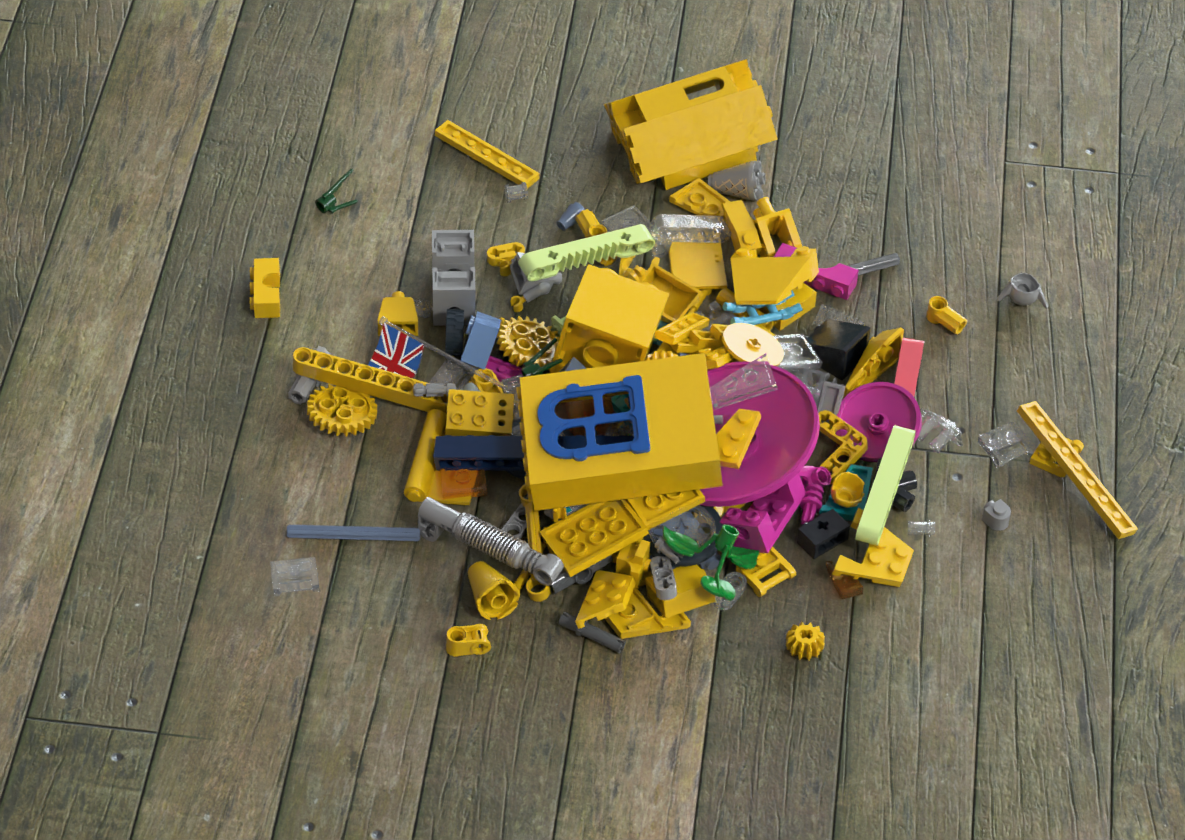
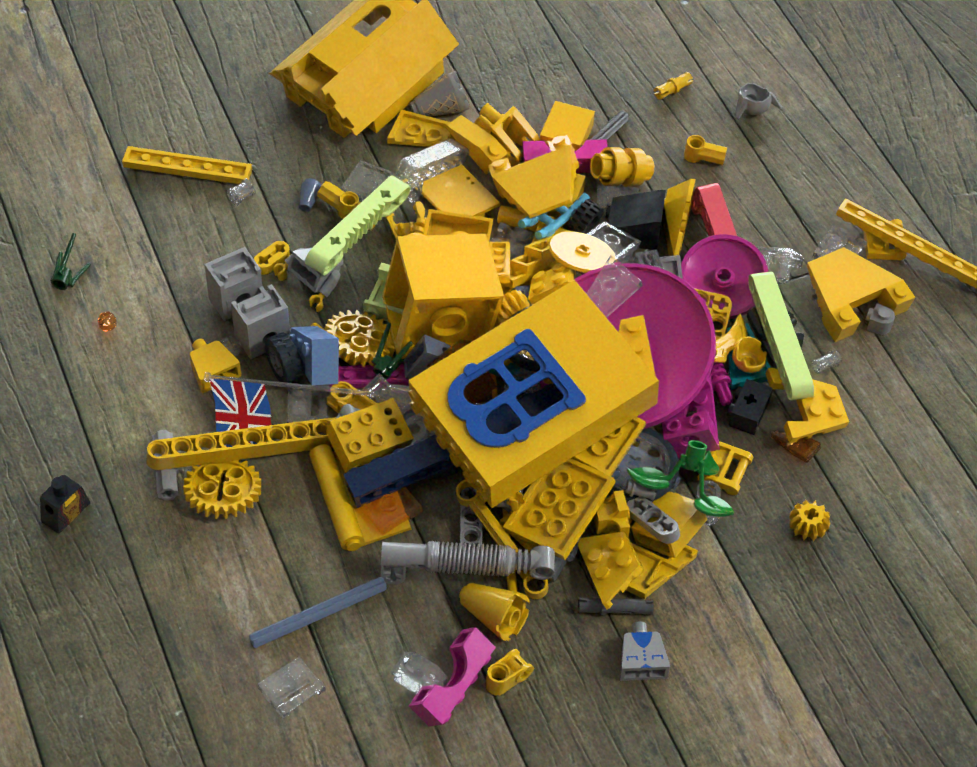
camera: 30 degrees left, 5 degrees up
(211, 367) = (62, 503): none -> black torso
(266, 297) = (68, 406): yellow arch -> none
(340, 250) = (107, 321): none -> clear orange hinge
(397, 612) = (416, 671): none -> clear slope
(432, 389) = (308, 426): light grey axle -> none
(445, 612) = (469, 653): none -> dark pink arch
(584, 676) = (643, 655): none -> light grey torso
(790, 323) = (585, 217): none -> black tyre
(824, 474) = (728, 341): none -> yellow piece
(836, 246) = (570, 121): none -> yellow brick
(862, 300) = (619, 166): none -> yellow piece
(960, 250) = (673, 85): none -> yellow pin
(992, 471) = (848, 281): none -> yellow wedge

